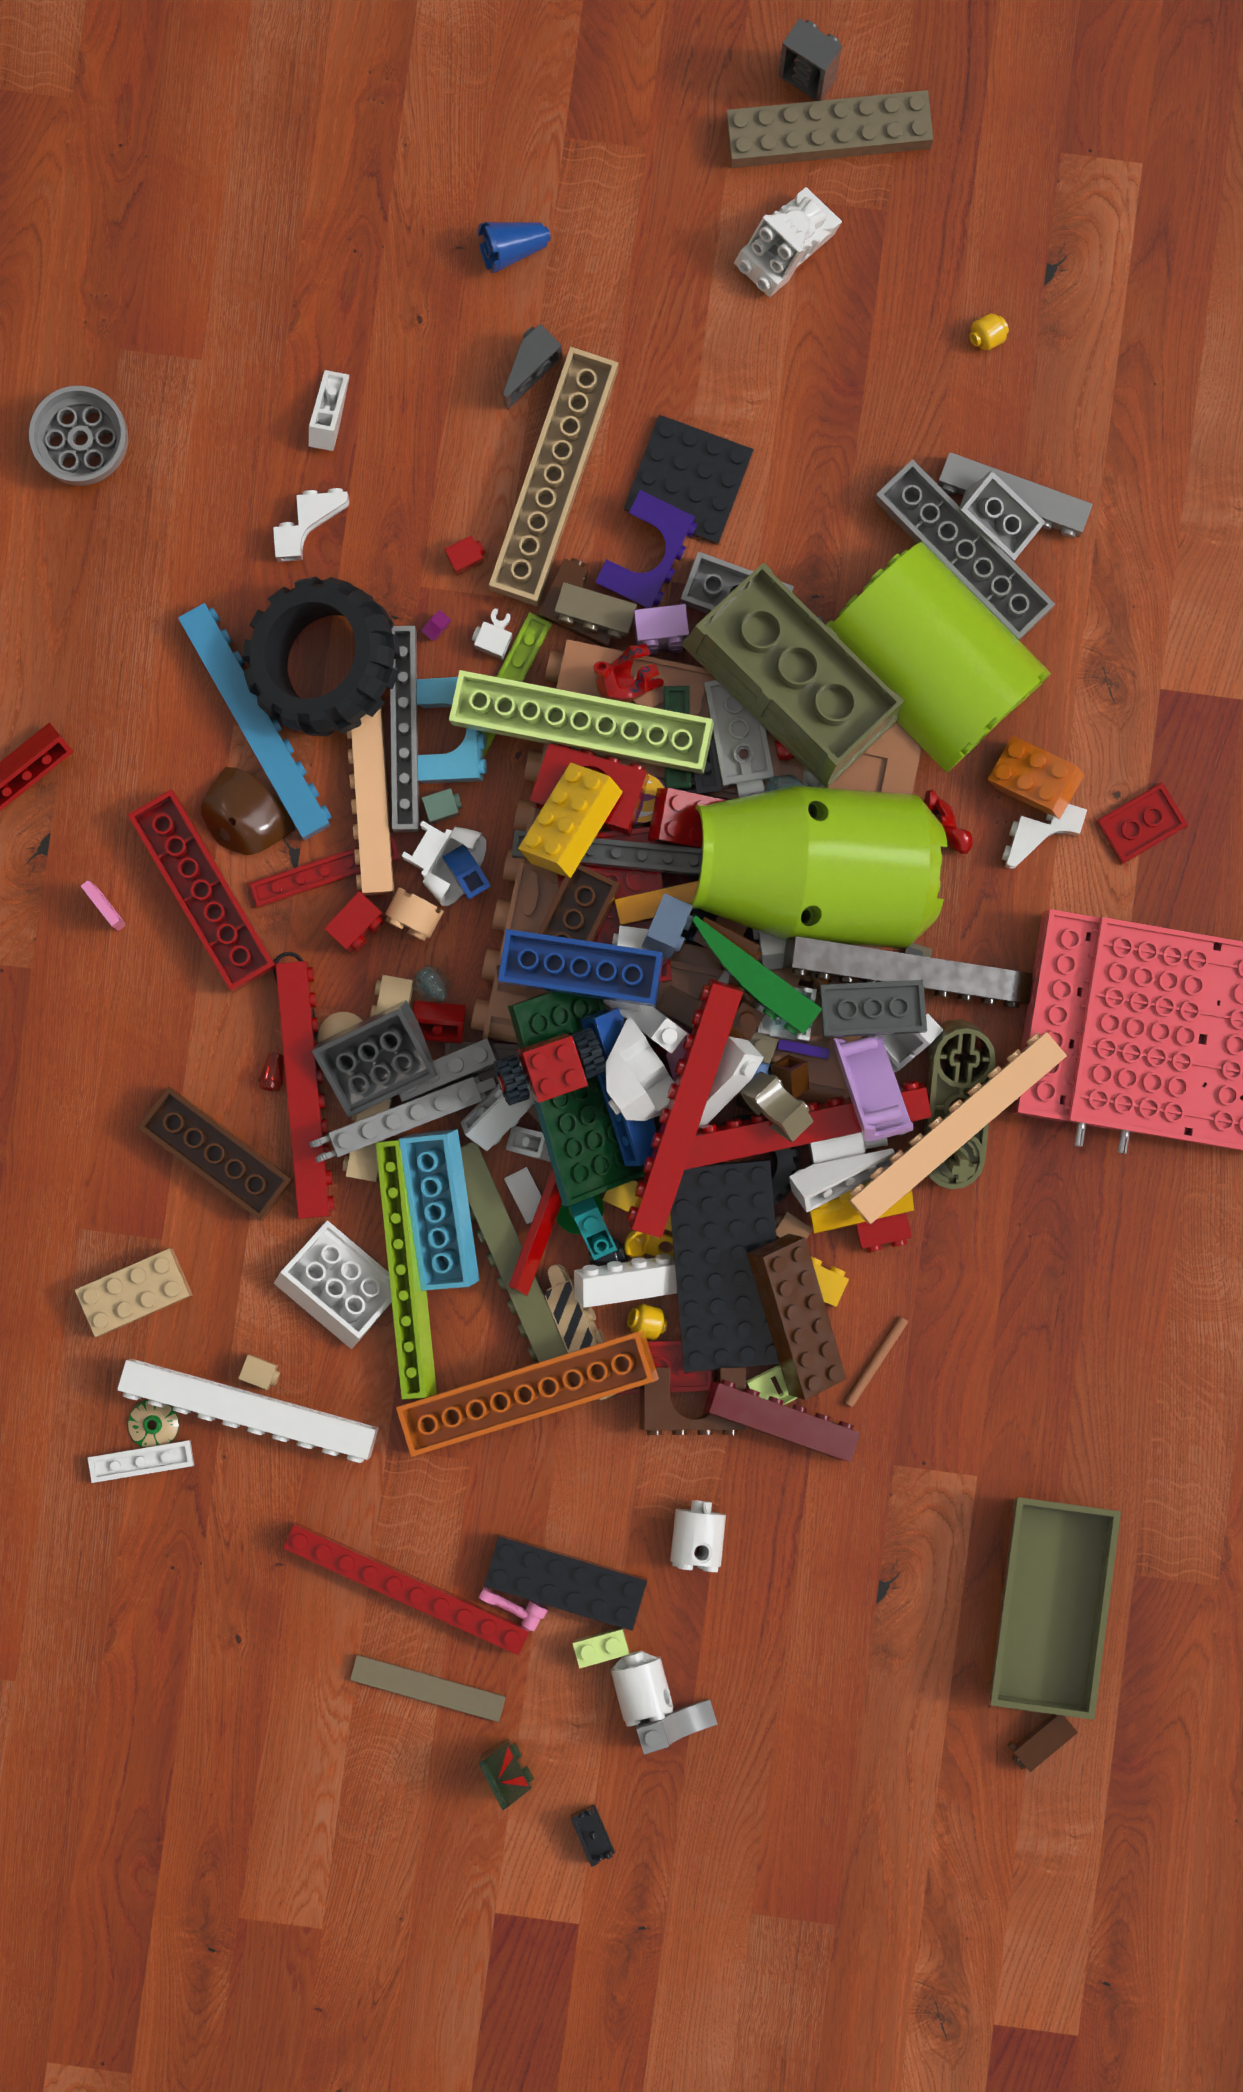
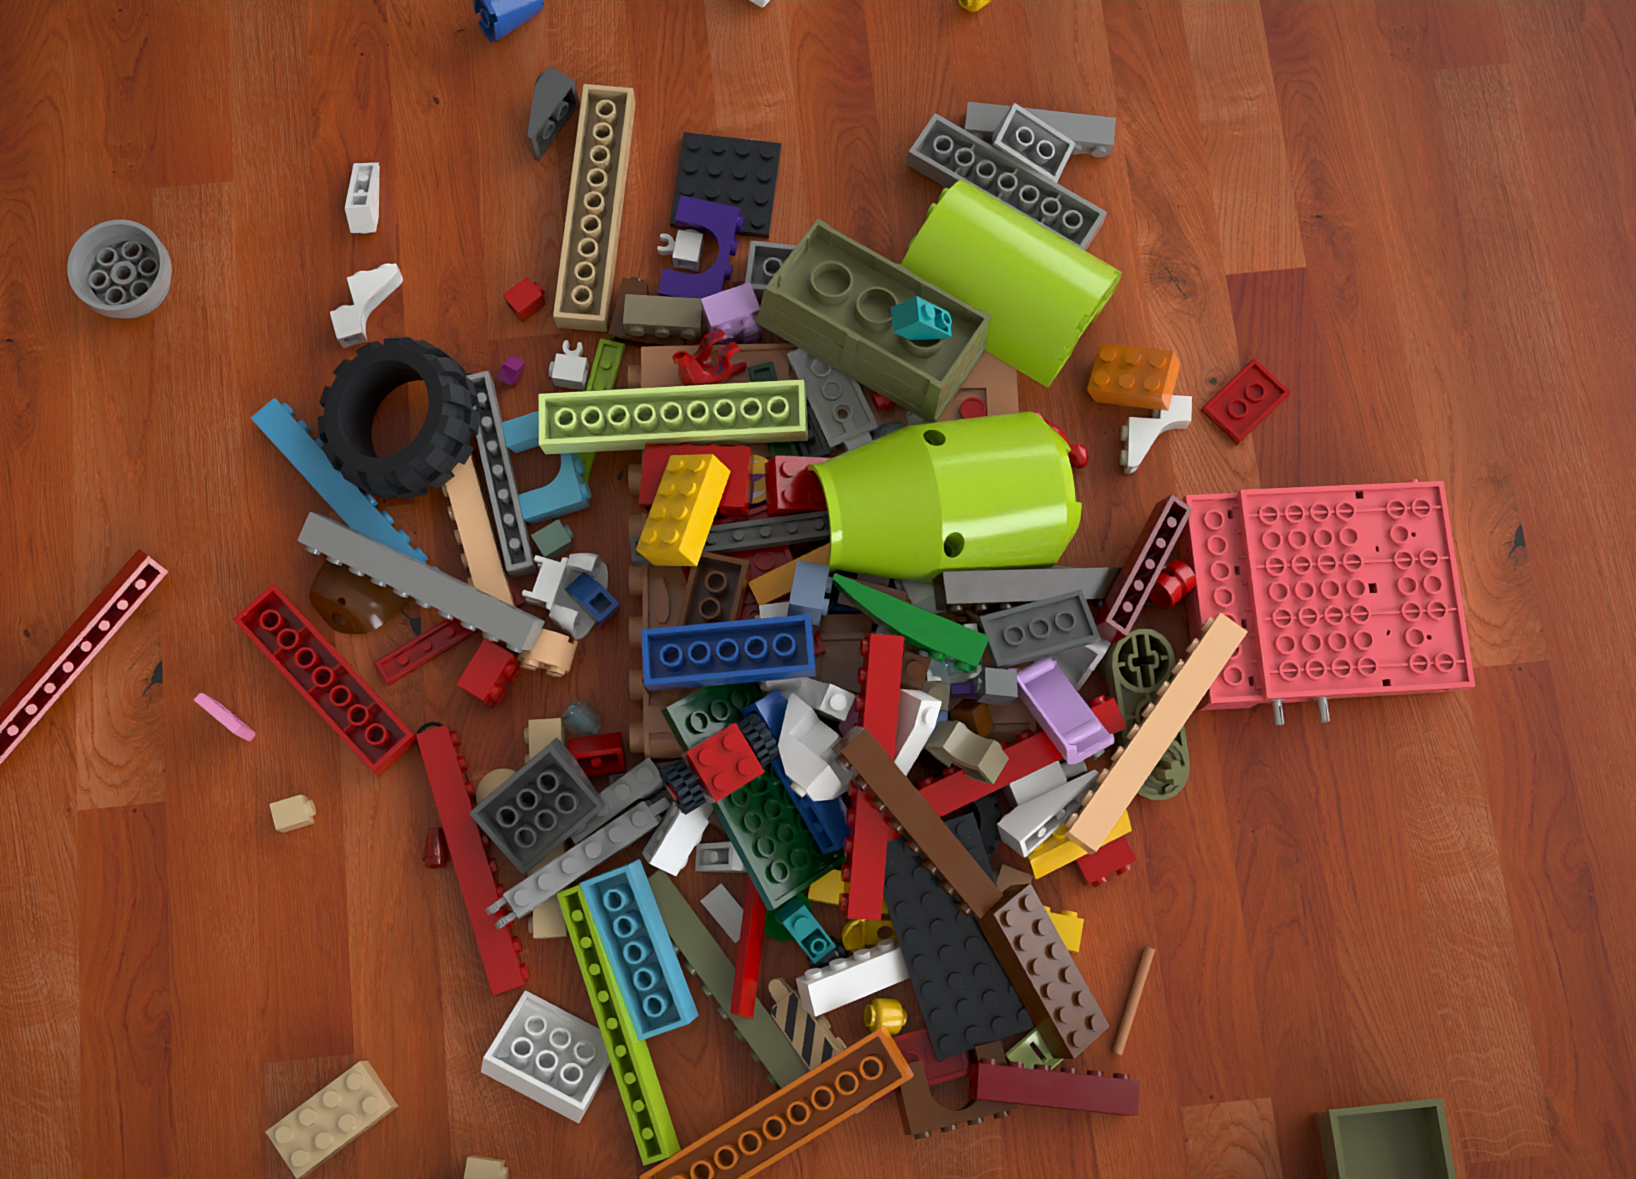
camera: 15 degrees left, 10 degrees down
(148, 1009) = (292, 813): none -> tan brick
(215, 1153) = (391, 947): reddish brown brick -> none
(309, 821) = (421, 581): none -> light grey brick
(633, 540) = (685, 251): none -> white brick
(714, 1160) = (916, 821): none -> reddish brown brick
(818, 1053) = (996, 686): none -> brick
(834, 694) = (920, 320): none -> teal slope
(869, 778) = (972, 408): none -> red piece
(987, 971) = (1142, 568): none -> dark red brick
(1015, 990) = (1172, 584): none -> red wheel

